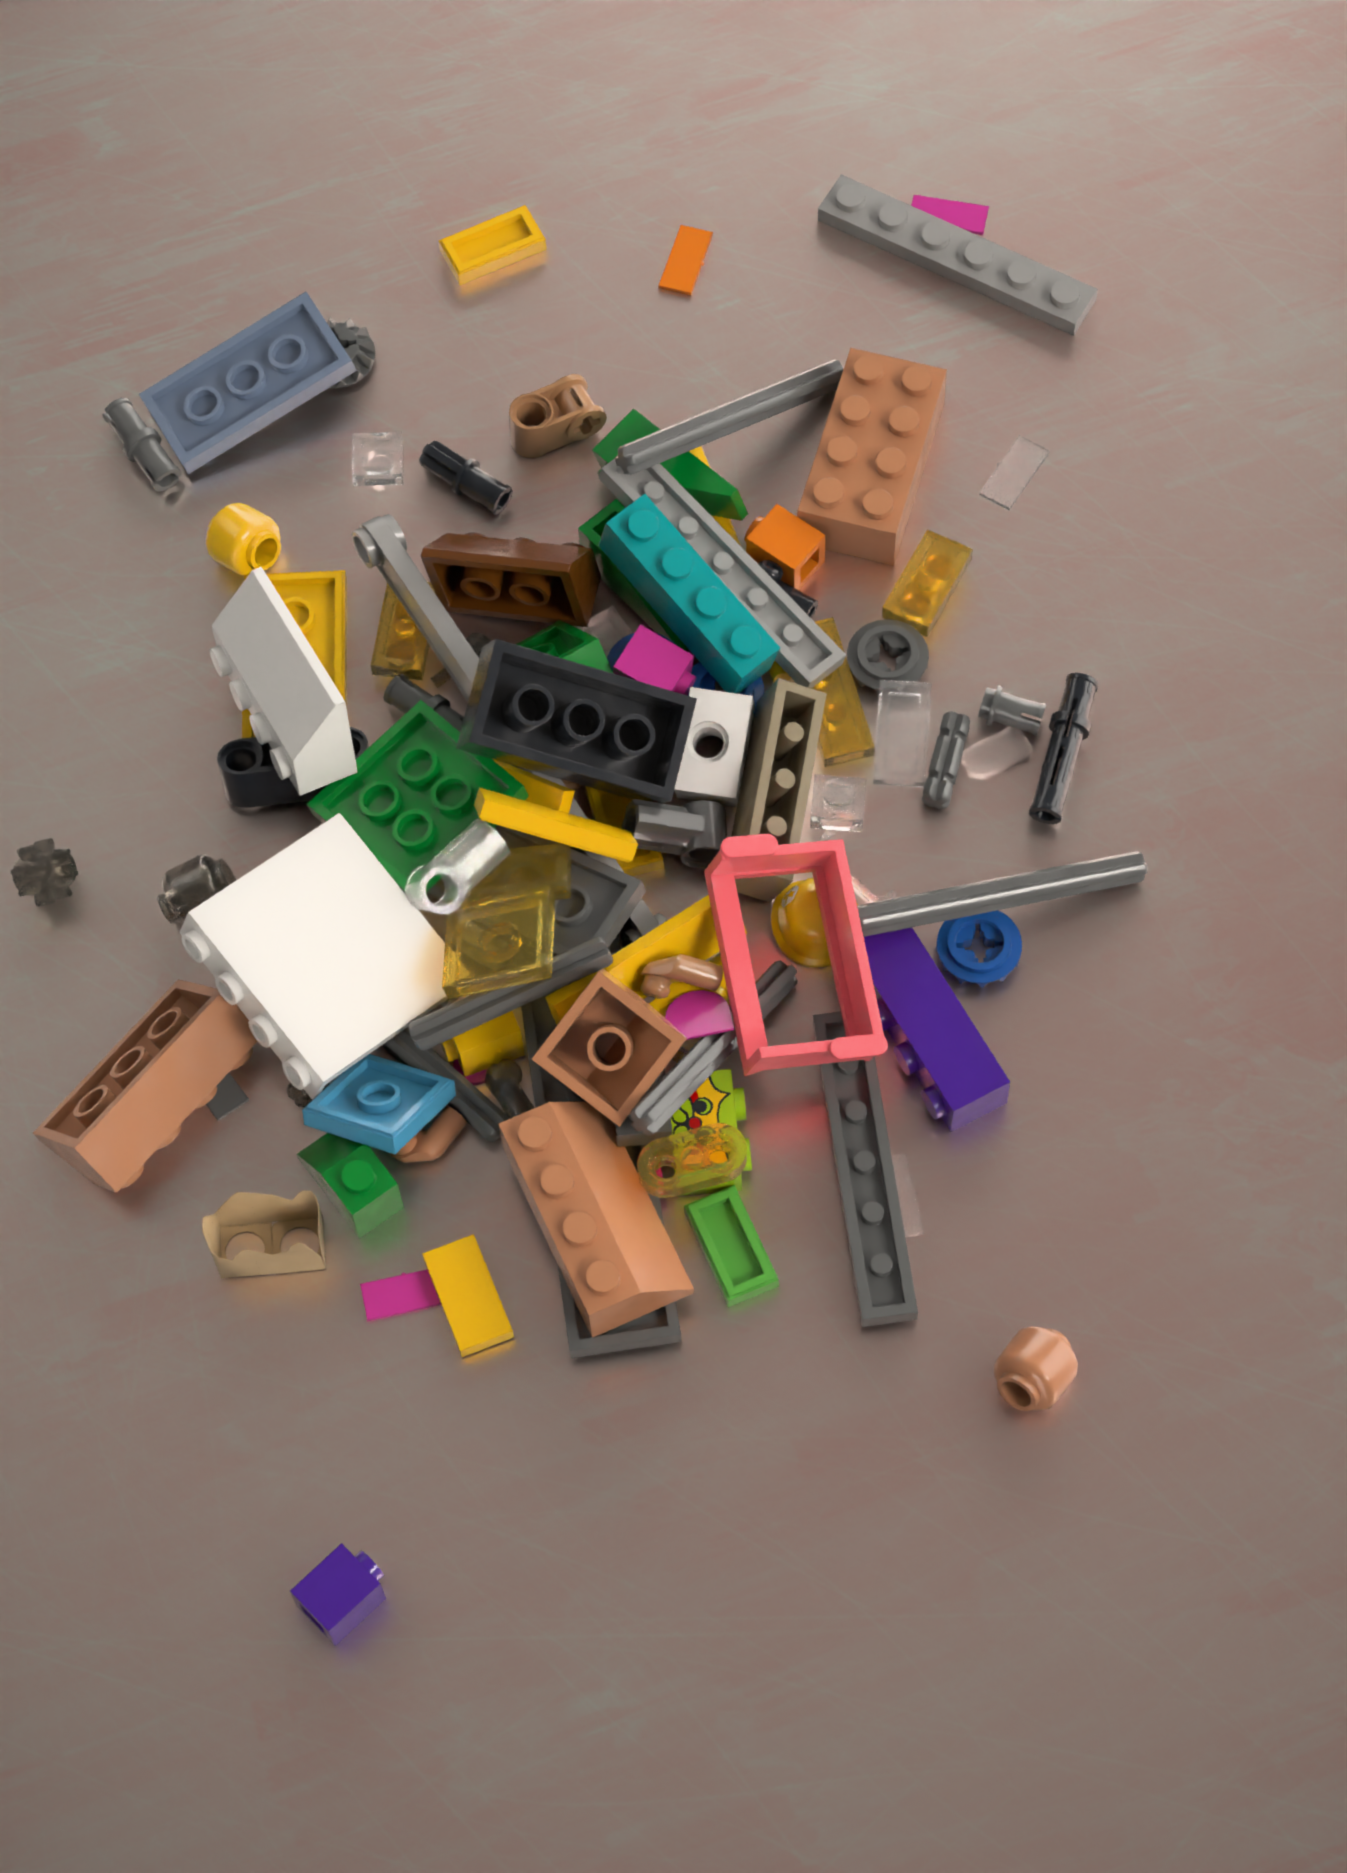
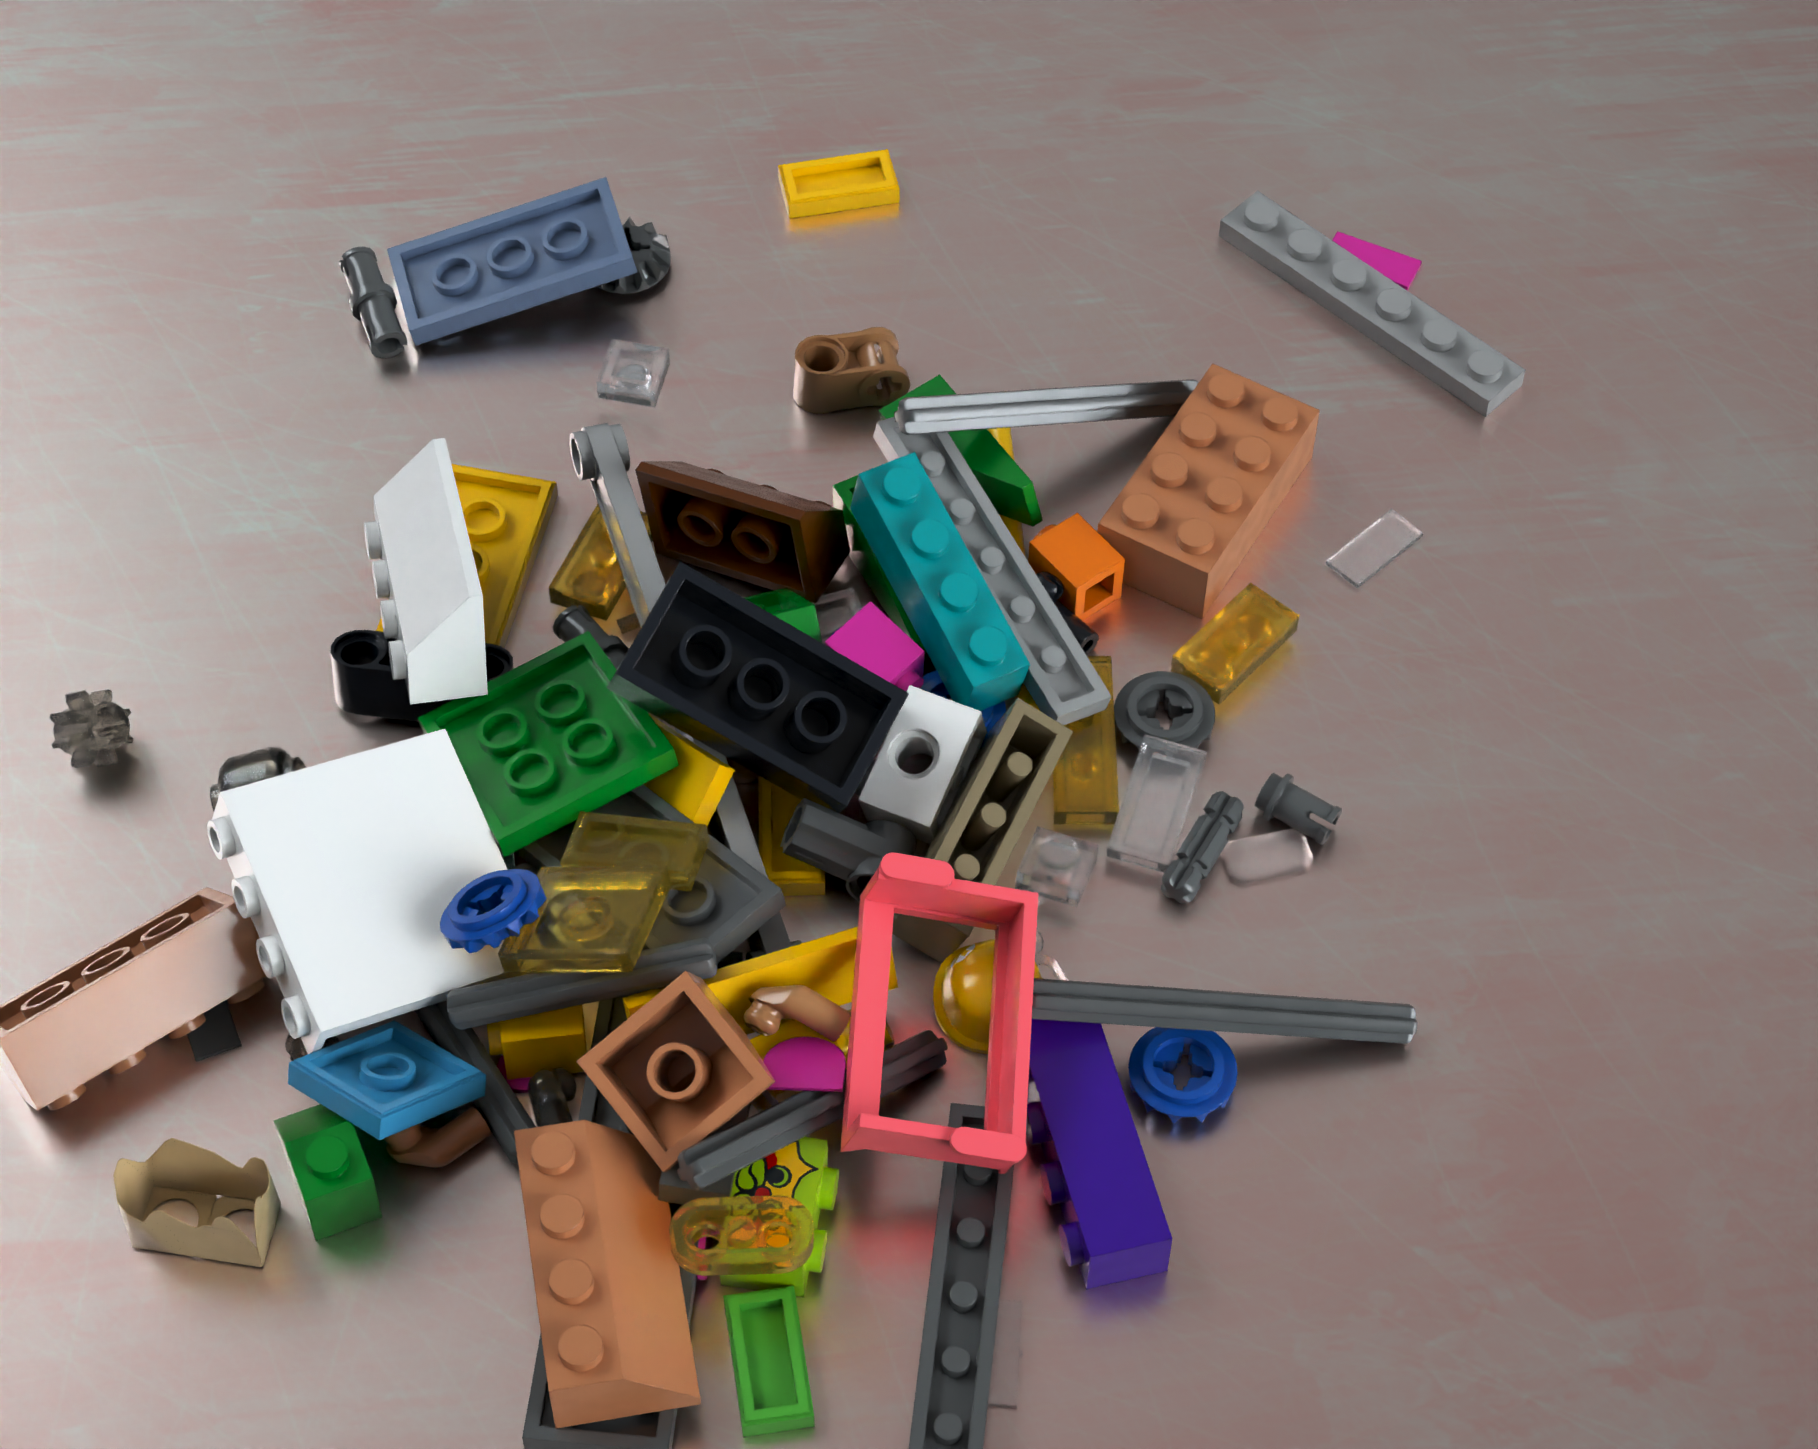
camera: 10 degrees right, 10 degrees down
(243, 539) = (453, 413): yellow head -> none
(399, 1295) = (351, 1320): dark pink window -> none
(417, 942) = (492, 909): none -> blue gear
(460, 866) = (567, 820): clear piece -> none
(466, 477) = (729, 414): black axle -> none
(468, 1295) = (422, 1341): yellow tile -> none
(555, 825) = (696, 801): yellow tile -> none
(685, 260) = (1054, 245): orange window -> none
(1077, 698) = (1361, 845): black pin -> none

